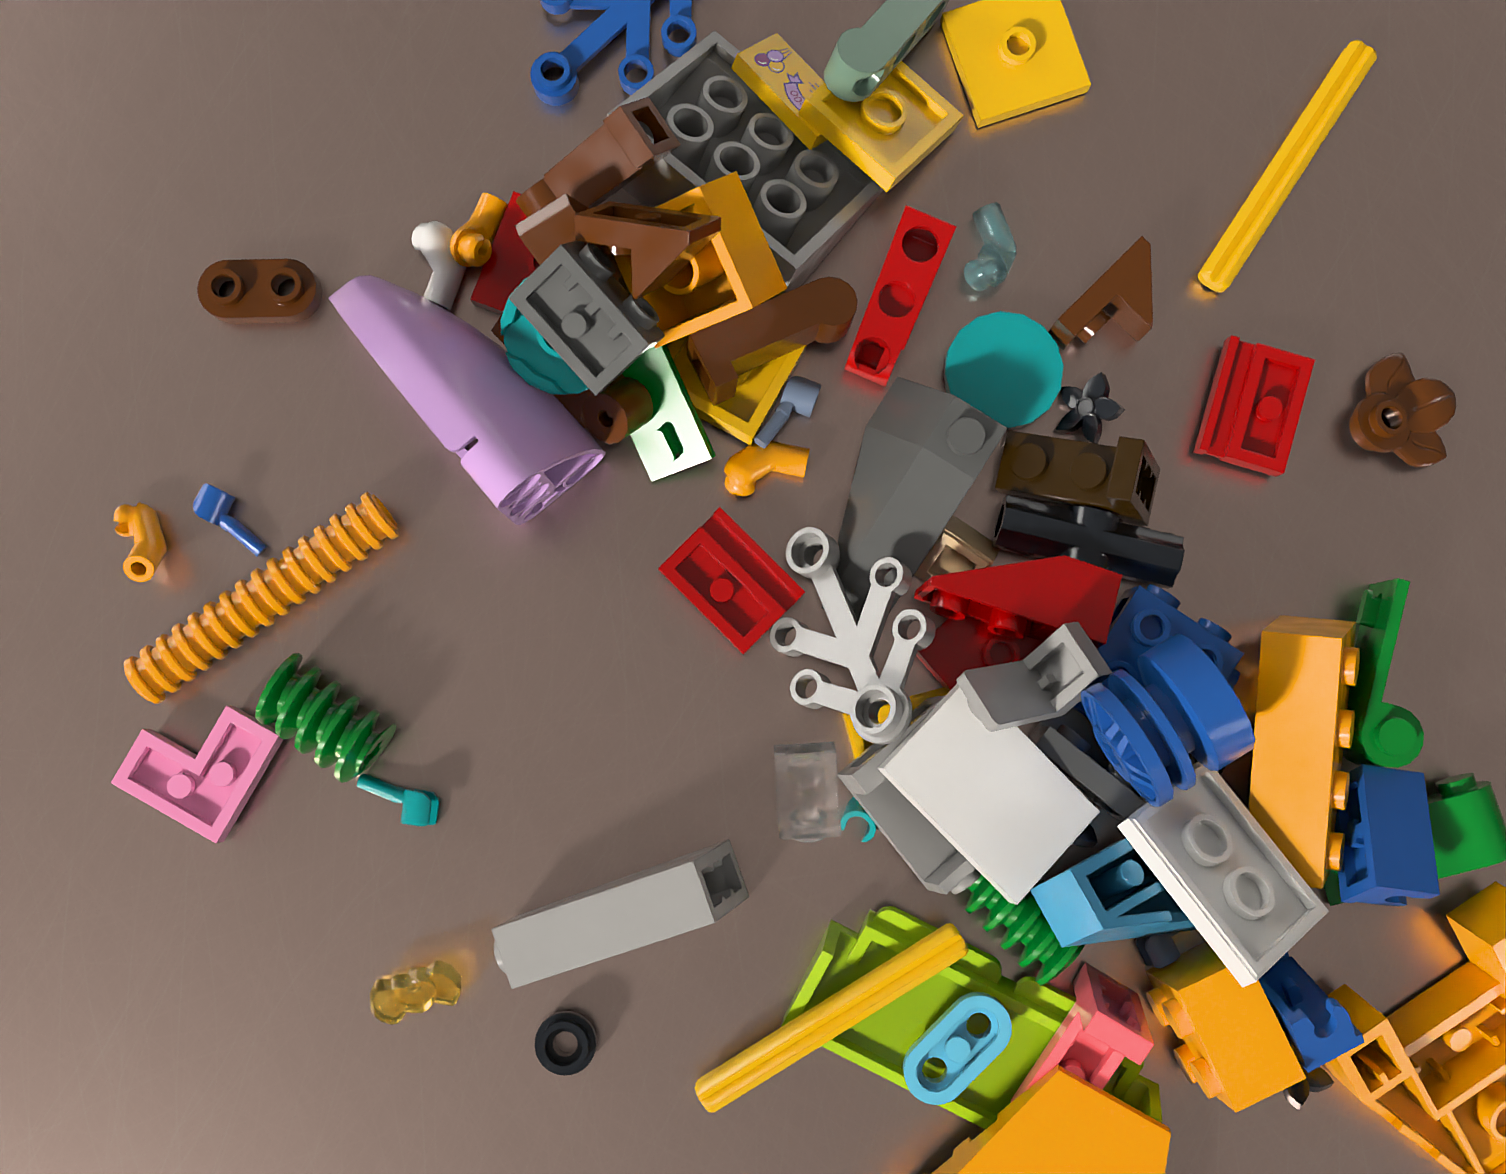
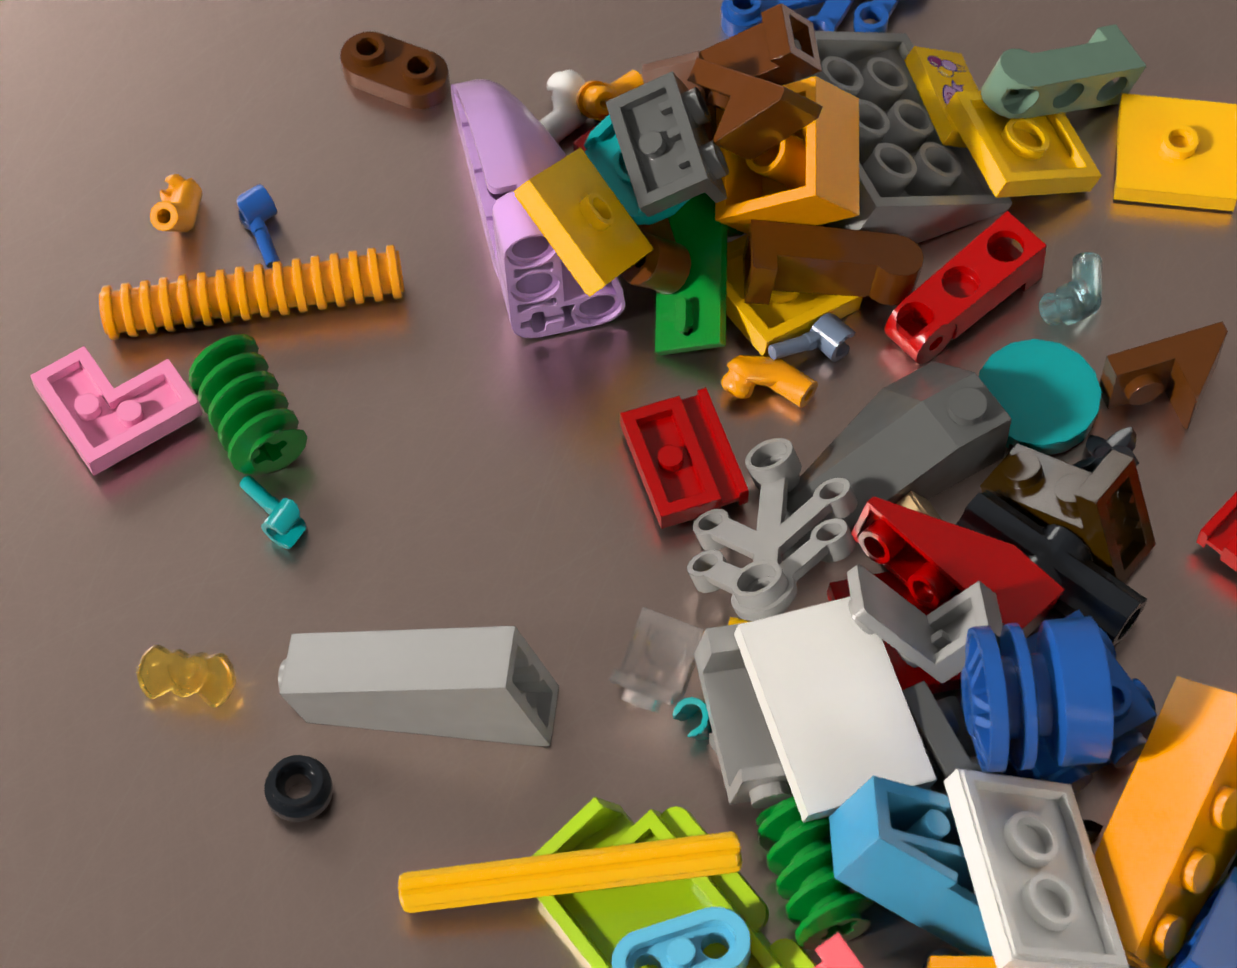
camera: 30 degrees right, 25 degrees down
(551, 434) = (583, 221): none -> yellow plate

